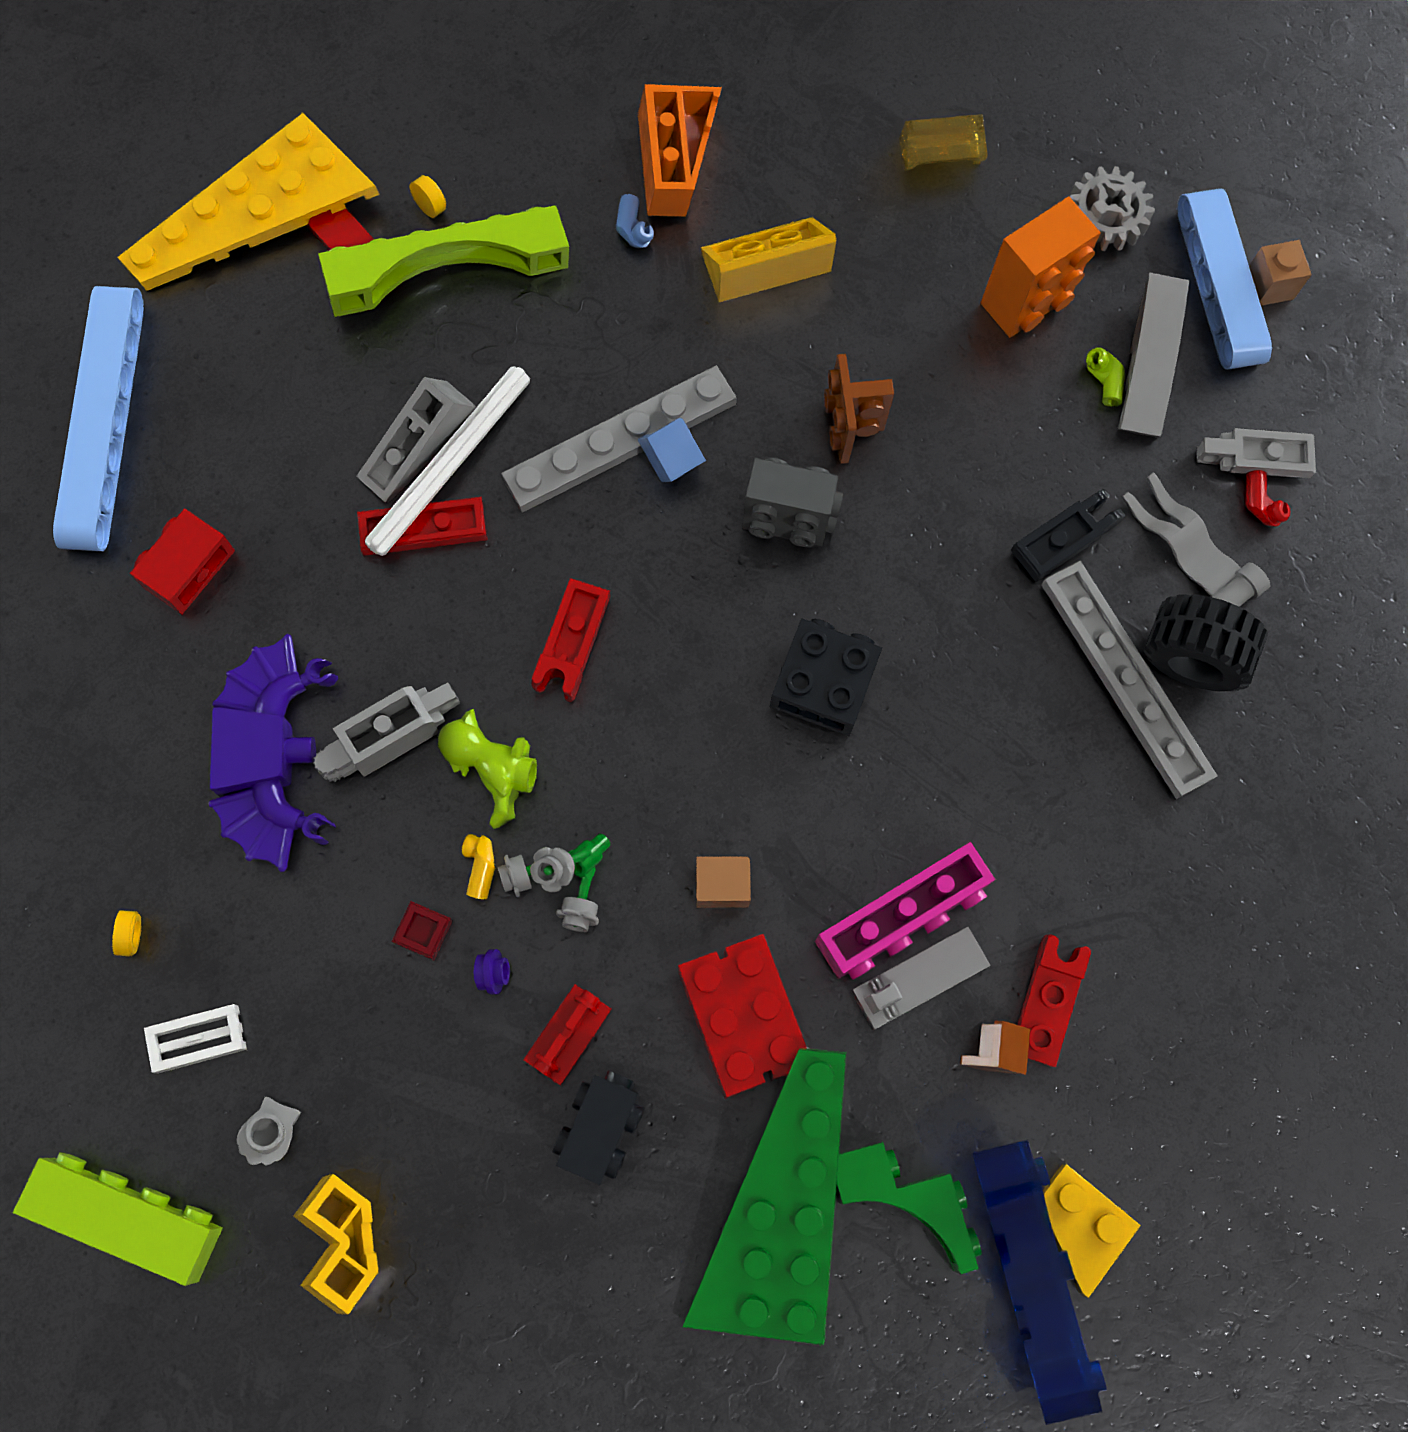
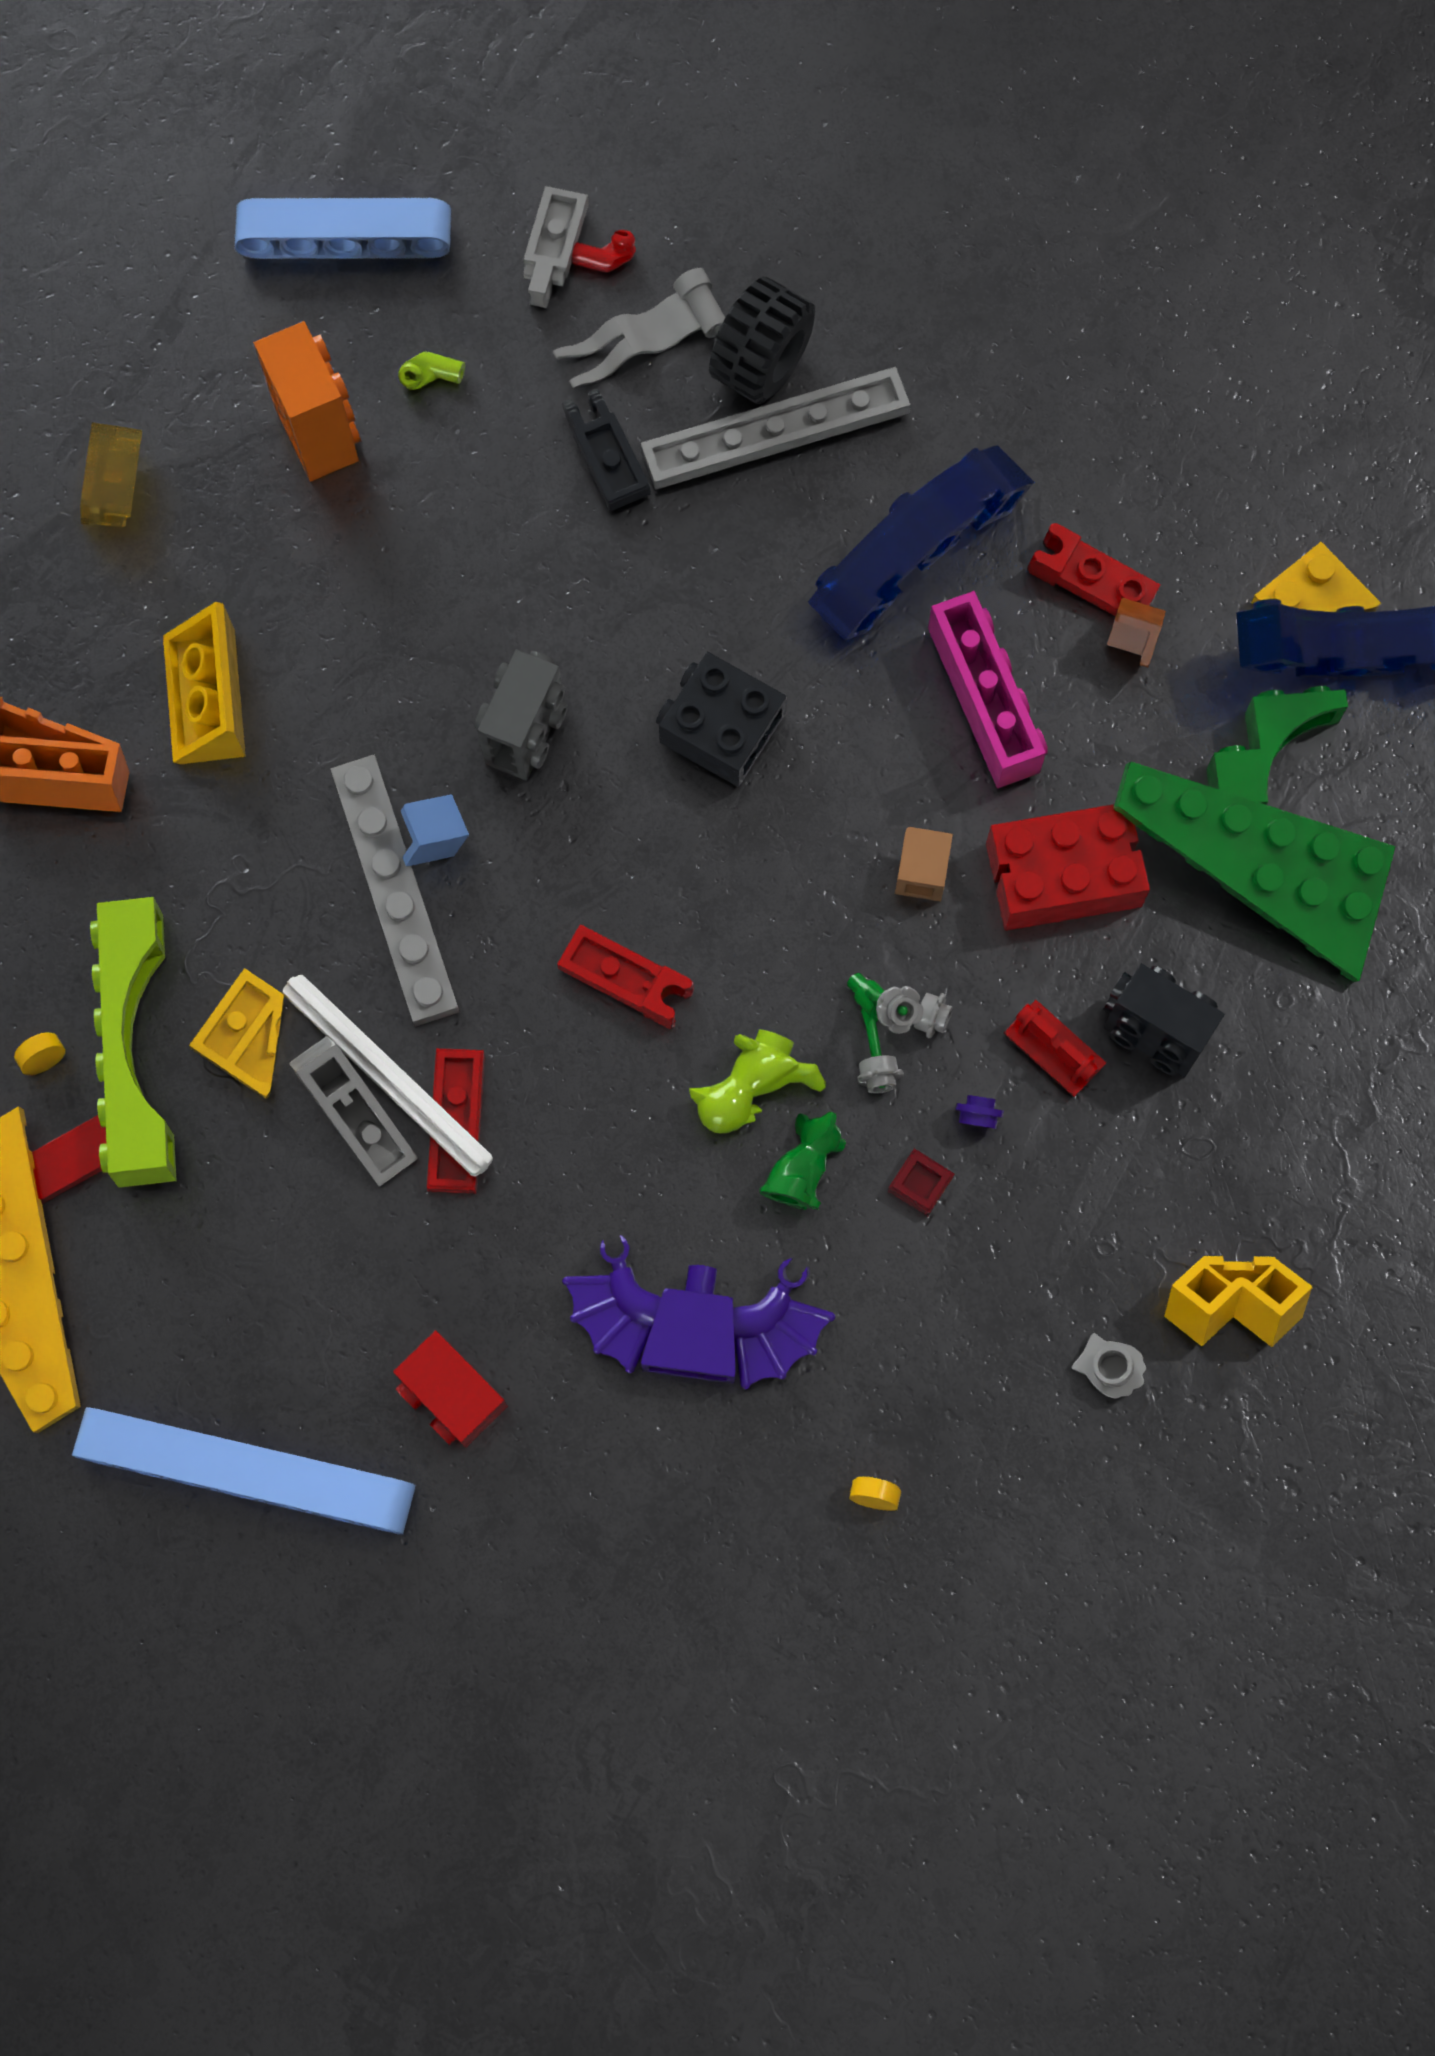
camera: 75 degrees left, 0 degrees up
(119, 1219) = (1180, 1527): lime brick -> none
(233, 1029) = (1003, 1477): white tile -> none
(385, 731) = (700, 1182): light grey hinge -> none
(412, 817) = (800, 1170): none -> green animal
(470, 345) = (244, 1032): none -> yellow wing
(483, 866) = (863, 1105): yellow arm -> none
(628, 226) = (129, 836): medium blue arm -> none
(855, 406) = (425, 633): dark orange bracket -> none
(920, 978) = (1051, 693): light grey hinge -> none
(1047, 822) = (915, 535): none -> clear blue brick
(1110, 206) = (231, 319): light grey gear -> none
(1154, 355) = (419, 315): light grey slope -> none
(1279, 272) = (352, 168): medium nougat brick -> none

